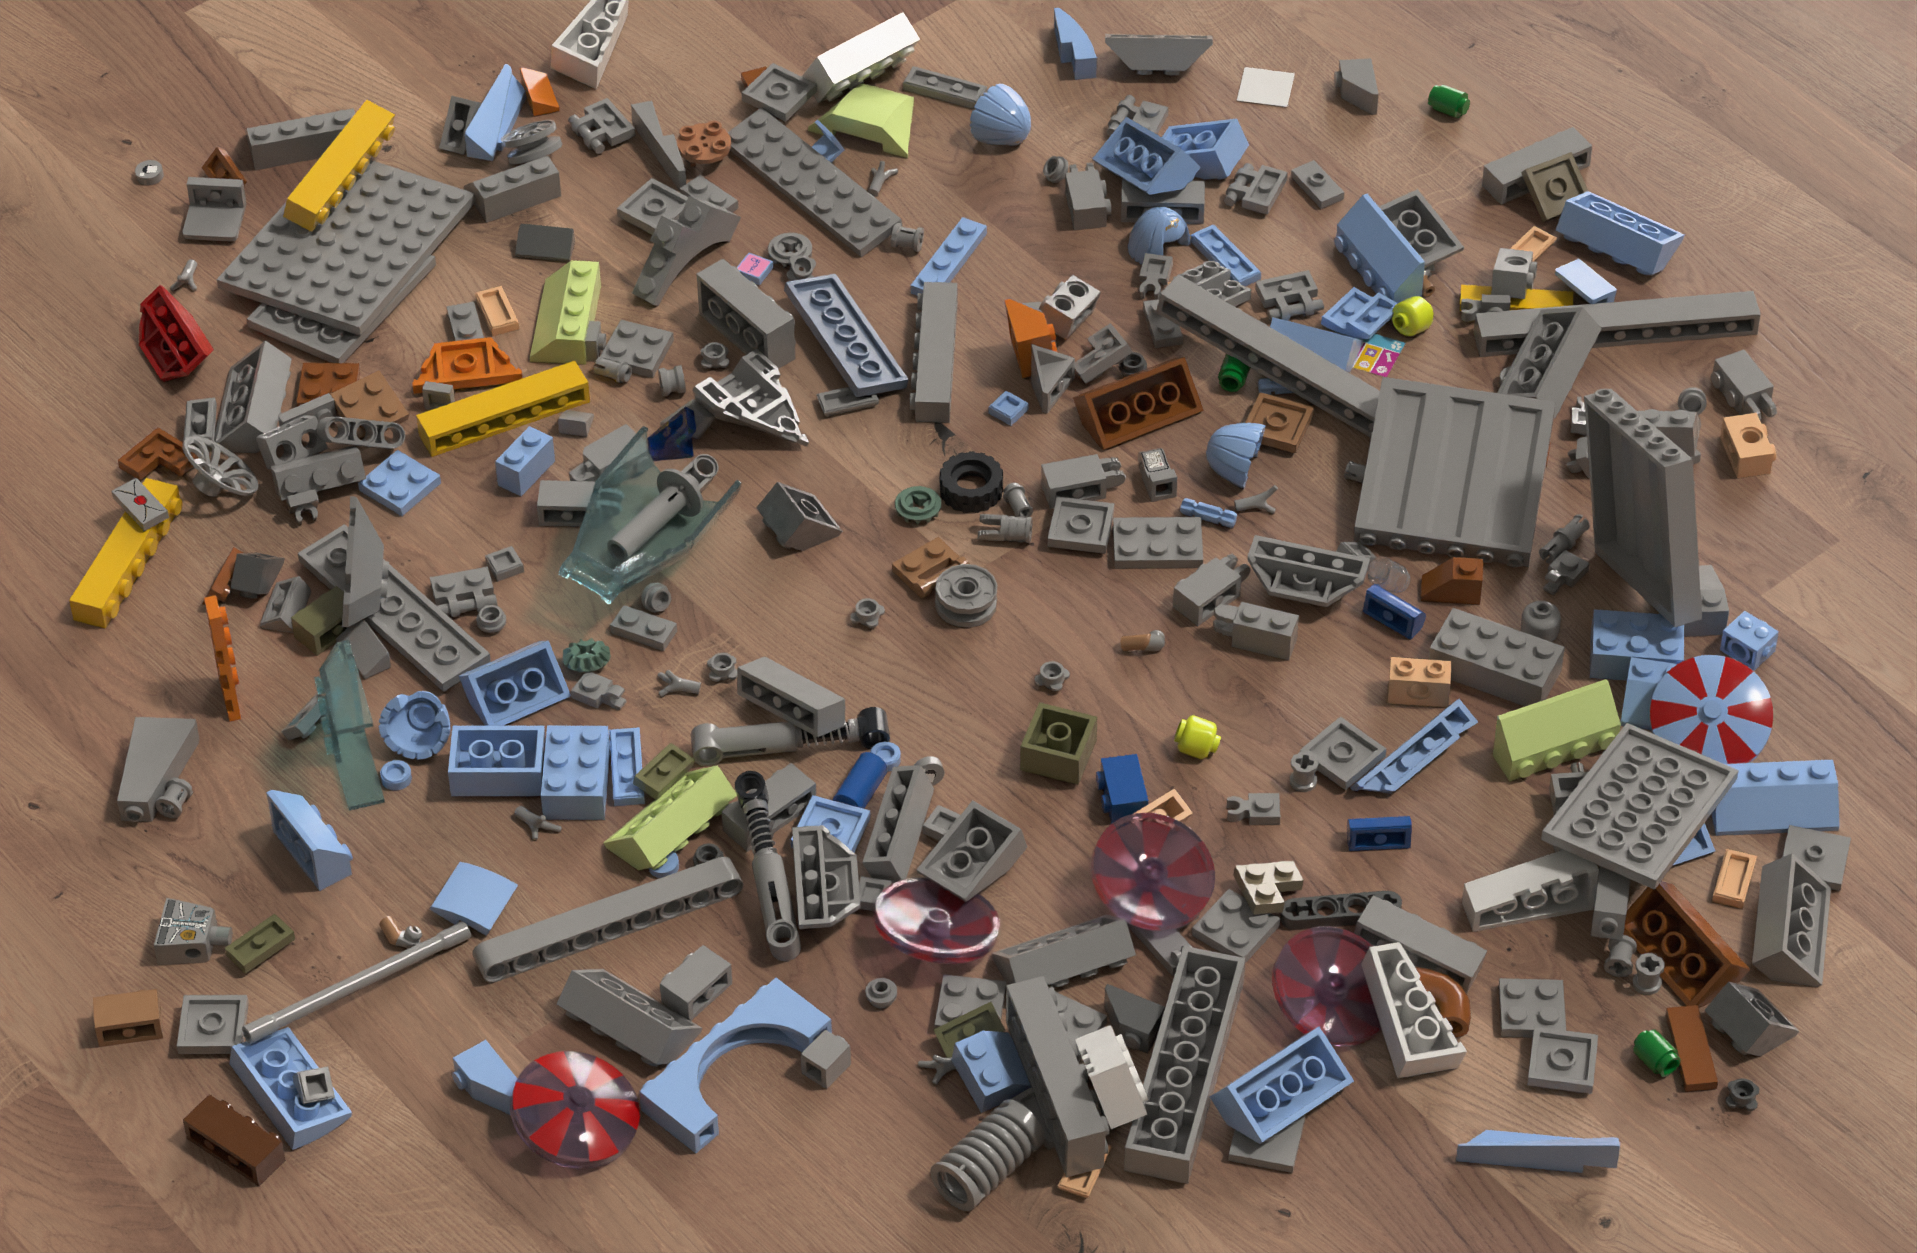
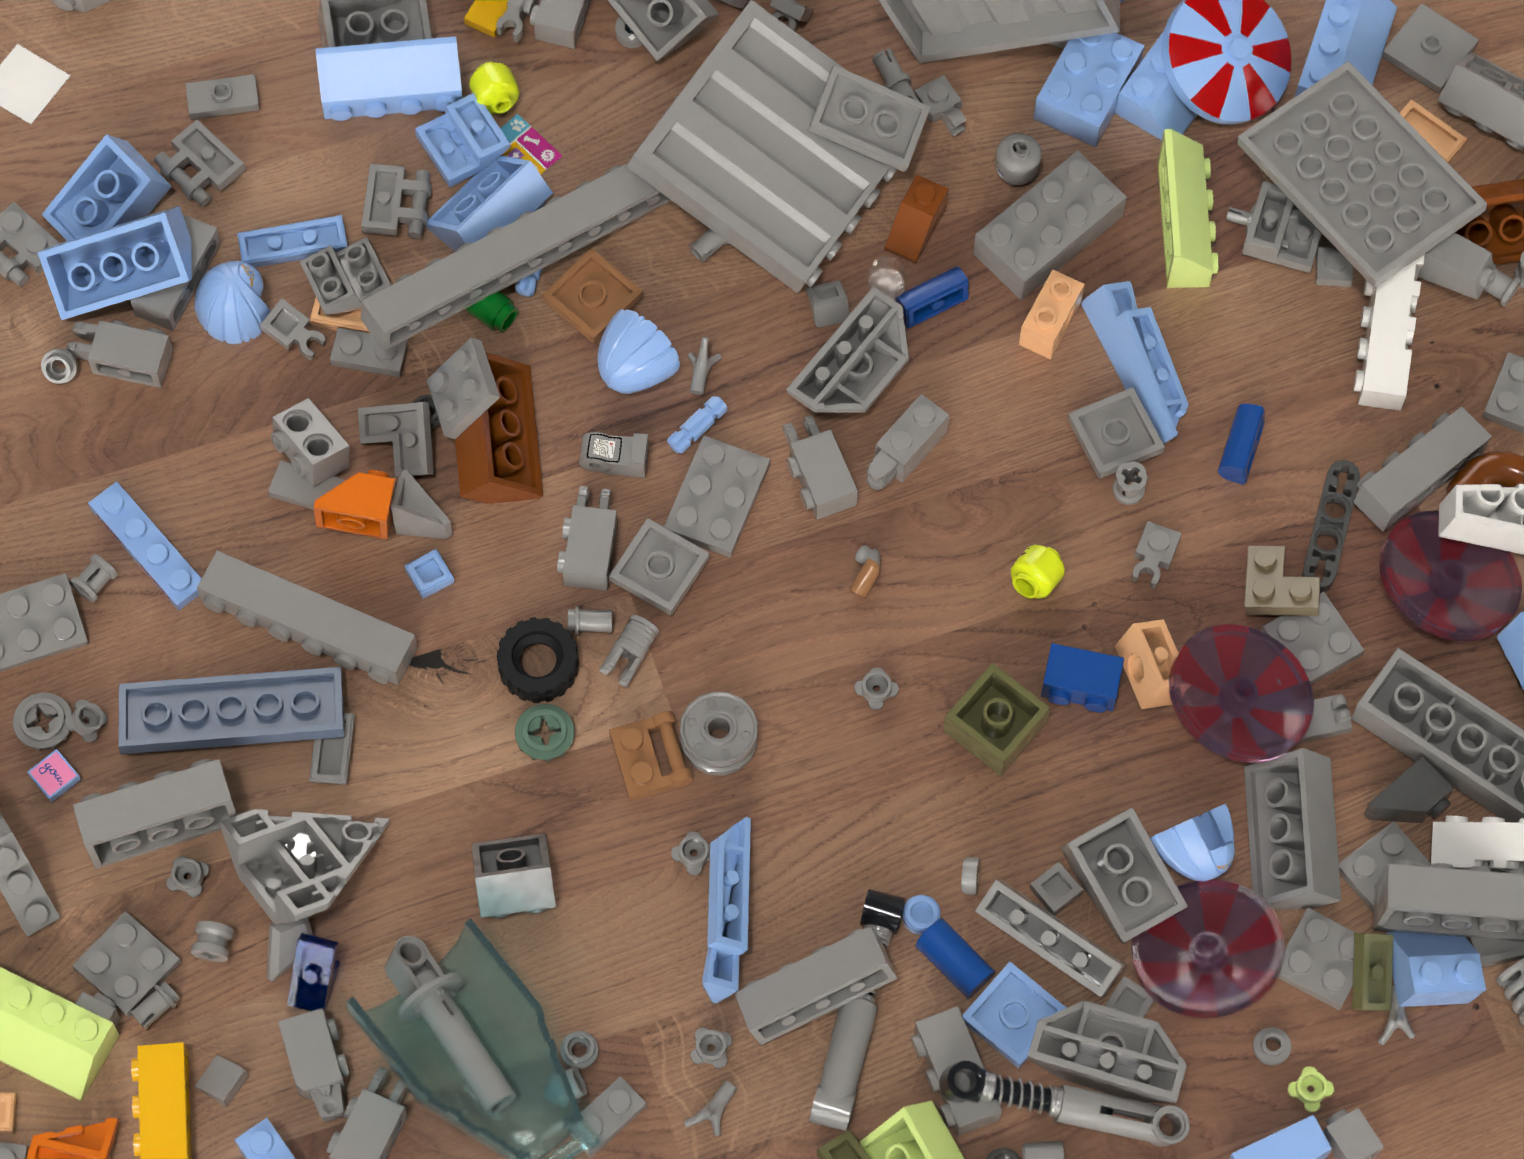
camera: 70 degrees left, 20 degrees up
(686, 596) = (579, 1038): none -> light grey plate
(827, 633) = (727, 910): none -> light blue wedge
(858, 1019) = (1312, 1078): none -> yellowish green plate
(1011, 892) = (1200, 846): none -> light blue hair
(1150, 360) = (463, 388): none -> light grey plate
(1507, 510) = (869, 118): none -> light grey plate

